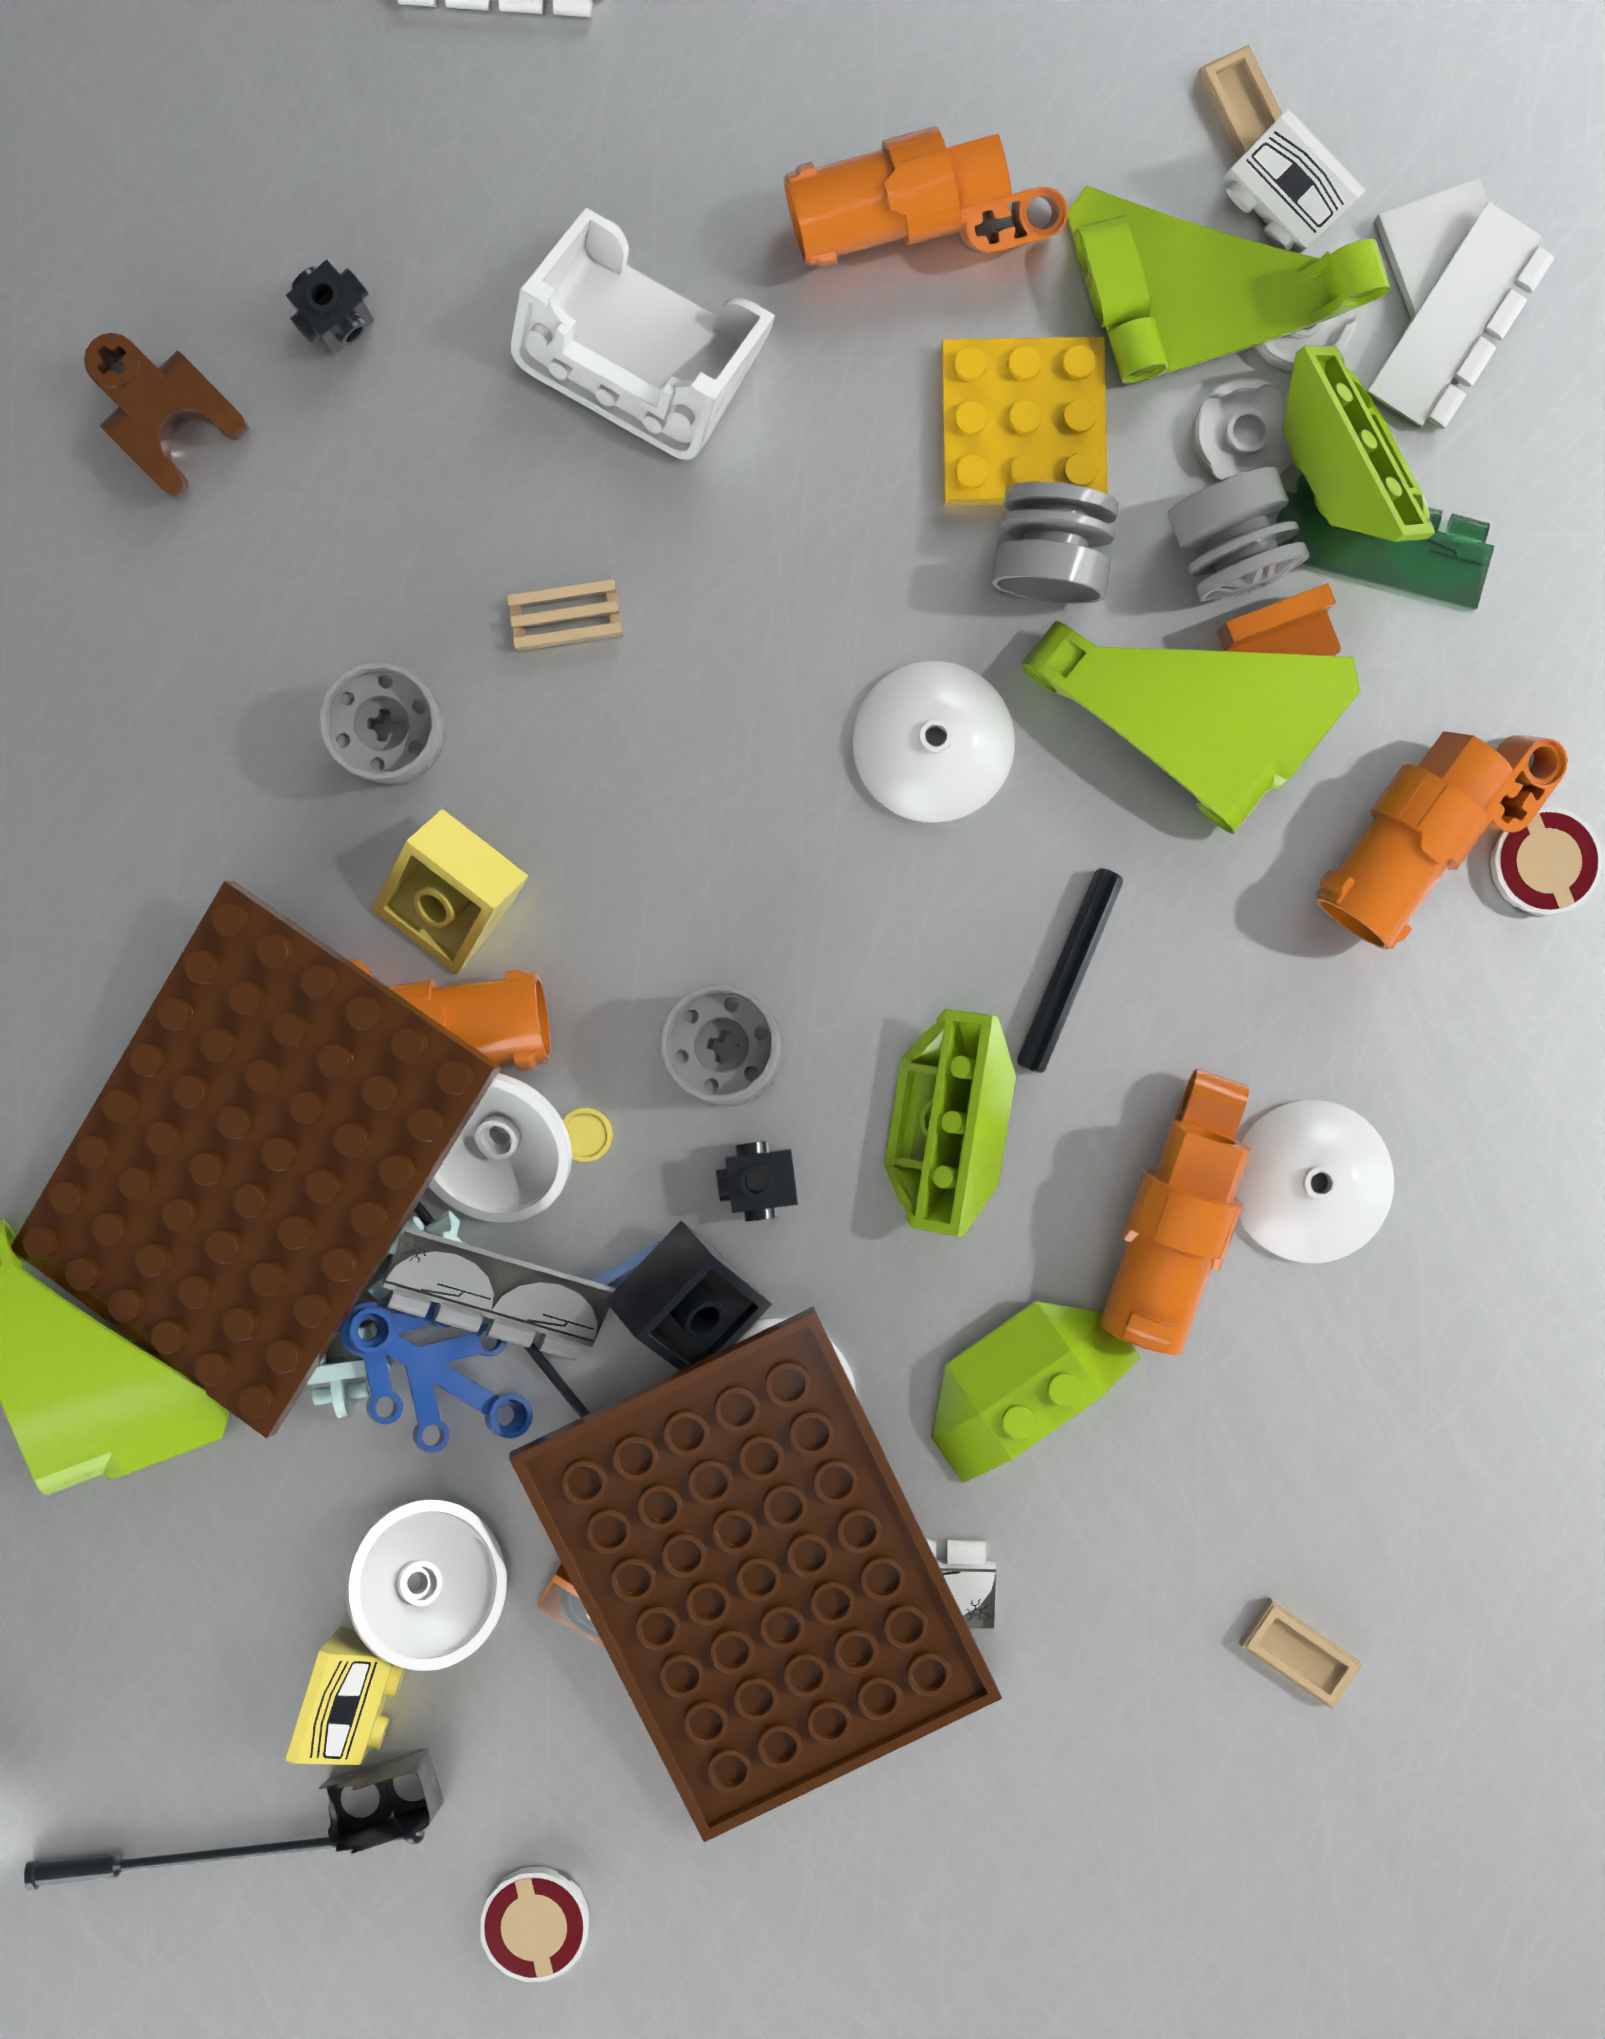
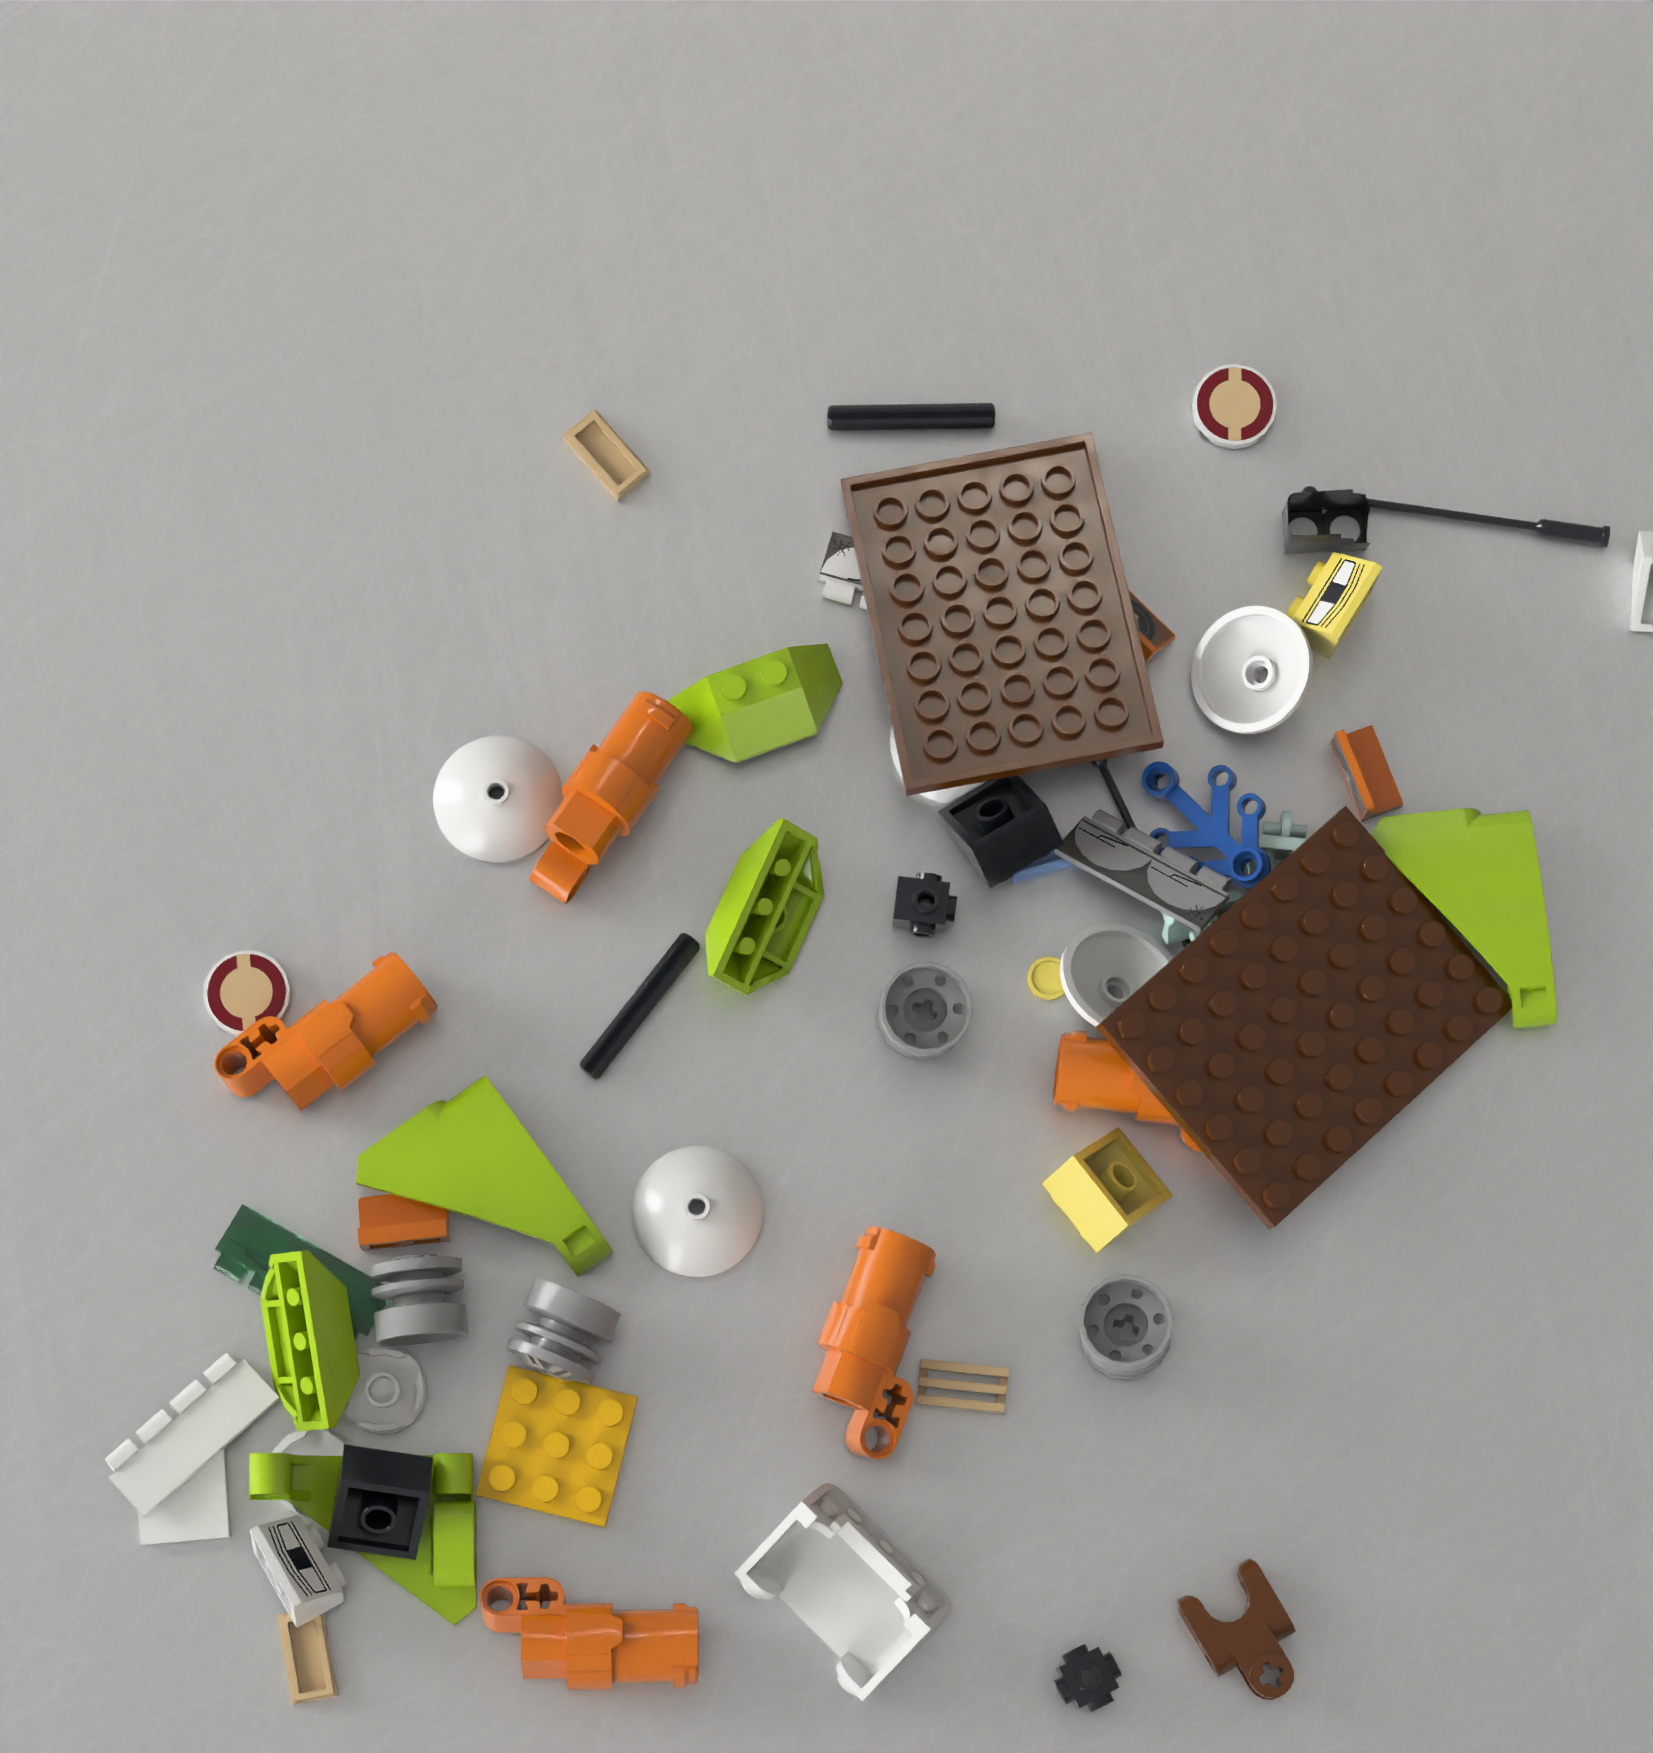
camera: 165 degrees left, 10 degrees down
(259, 1492) = (1366, 772): none -> orange panel
(688, 633) = (869, 1335): none -> orange piece
(935, 1803) = (911, 416): none -> black axle
(1216, 290) = (380, 1502): none -> black slope

